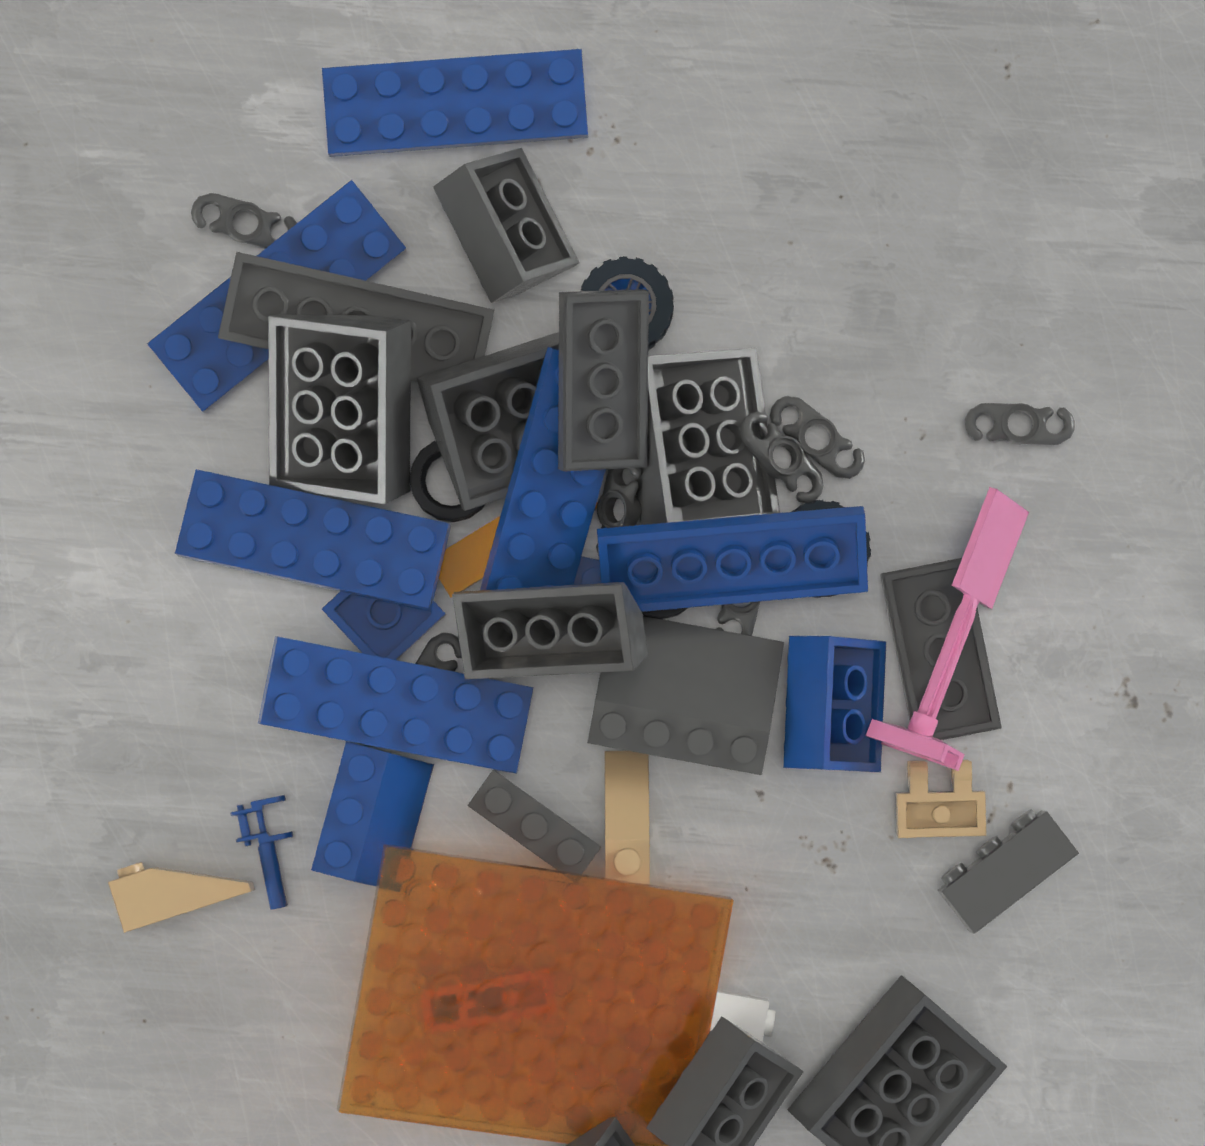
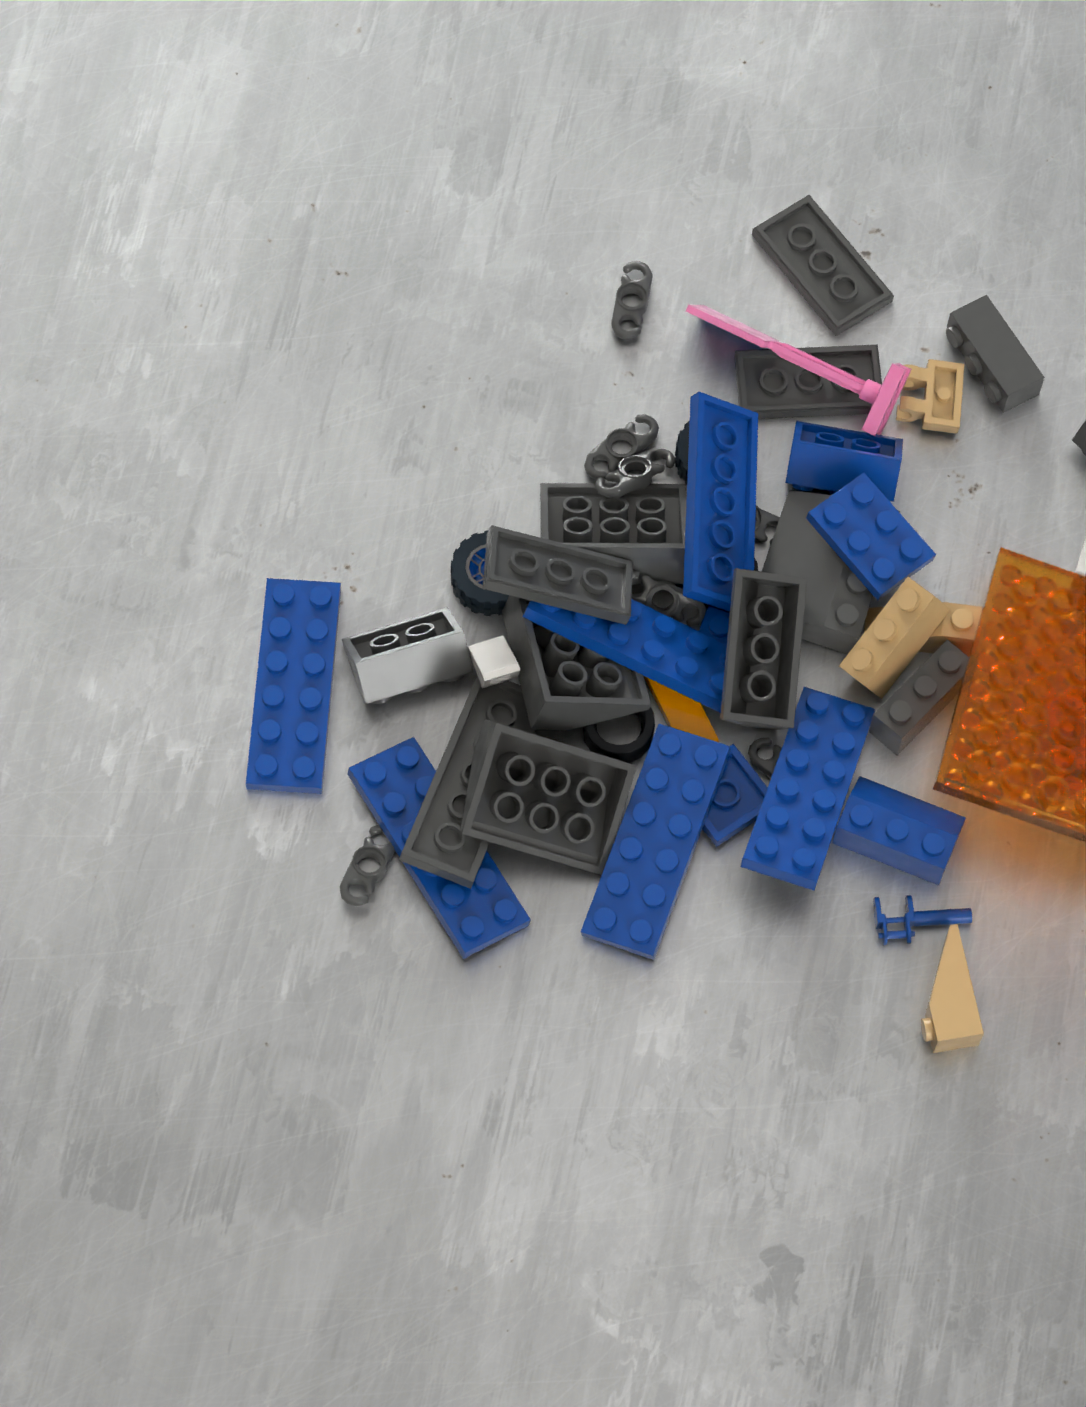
camera: 80 degrees left, 20 degrees down
(501, 322) = (493, 661): none -> white slope
(593, 784) = (894, 637): none -> tan brick
(713, 742) = (870, 536): none -> blue plate
(1106, 650) = (822, 265): none -> dark grey tile

